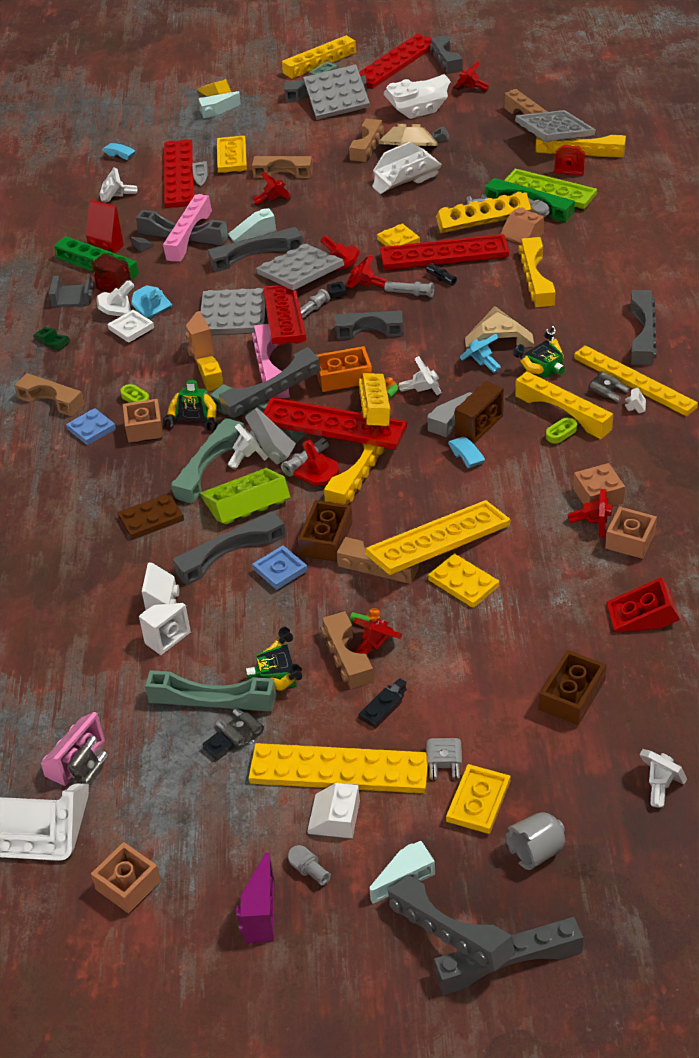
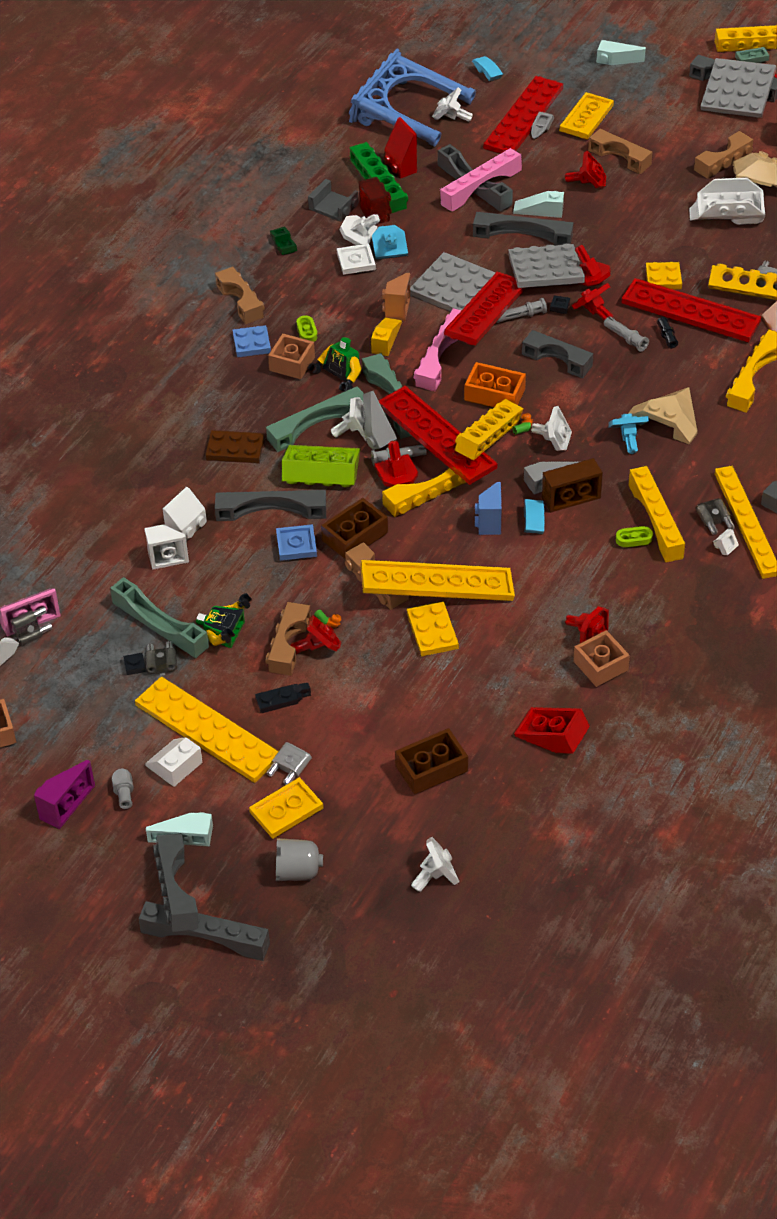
camera: 30 degrees right, 5 degrees up
(45, 180) = (392, 72): none -> medium blue arch
(140, 243) = (431, 177): dark grey slope -> none
(215, 88) = (629, 35): yellow slope -> none
(241, 400) = (448, 370): dark grey arch -> none
(432, 462) = (489, 511): none -> medium blue slope
(544, 358) = (680, 461): torso -> none
(590, 481) = (619, 601): nougat brick -> none

